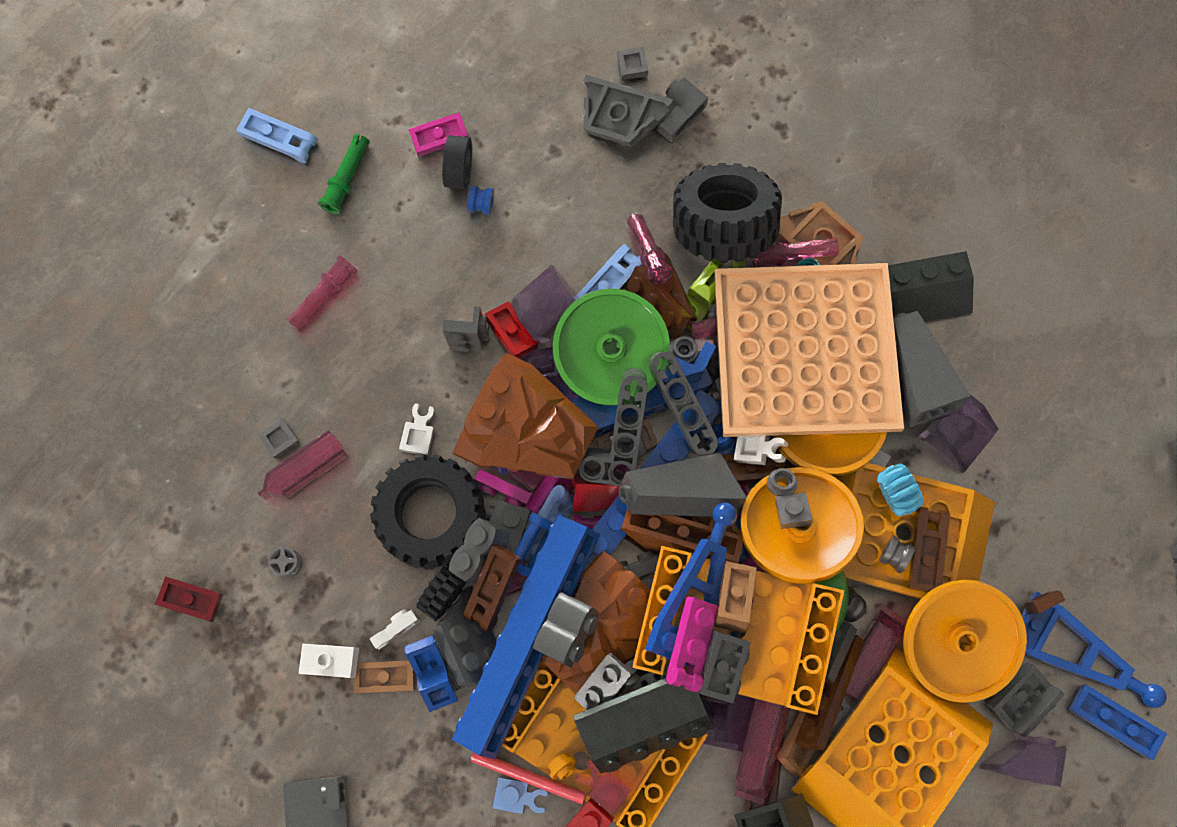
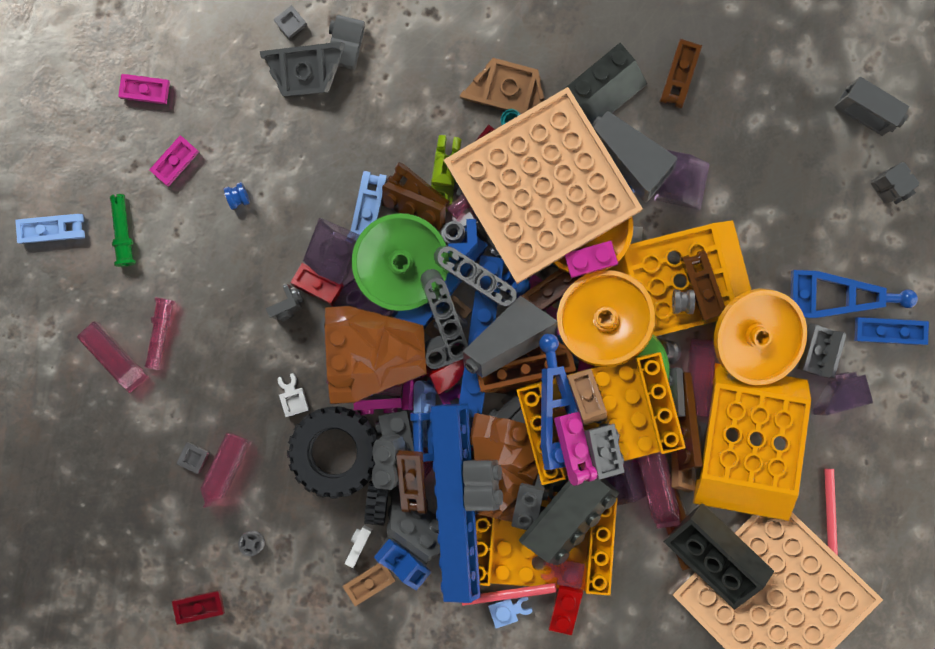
camera: 30 degrees left, 10 degrees up
(260, 290) = (112, 356): none -> clear pink piece
(329, 660) = (324, 594): white plate -> none
(450, 52) = (144, 89): none -> dark pink plate
(457, 162) = (202, 177): black tyre -> none
(562, 766) = (529, 575): light orange plate -> none
(651, 256) = (390, 172): clear pink pin -> none
(727, 212) = (418, 89): black tyre -> none
(756, 449) = (546, 279): white plate -> none
(781, 252) = (483, 116): clear pink pin -> none
(782, 475) = (573, 290): flat silver plate -> none
(793, 510) = (595, 312): flat silver plate -> none
(818, 453) = (591, 259): none -> dark pink plate
(900, 489) = (662, 254): medium azure gear -> none
(1015, 319) = (681, 72): none -> reddish brown plate
(1044, 602) = (801, 276): reddish brown tile -> none

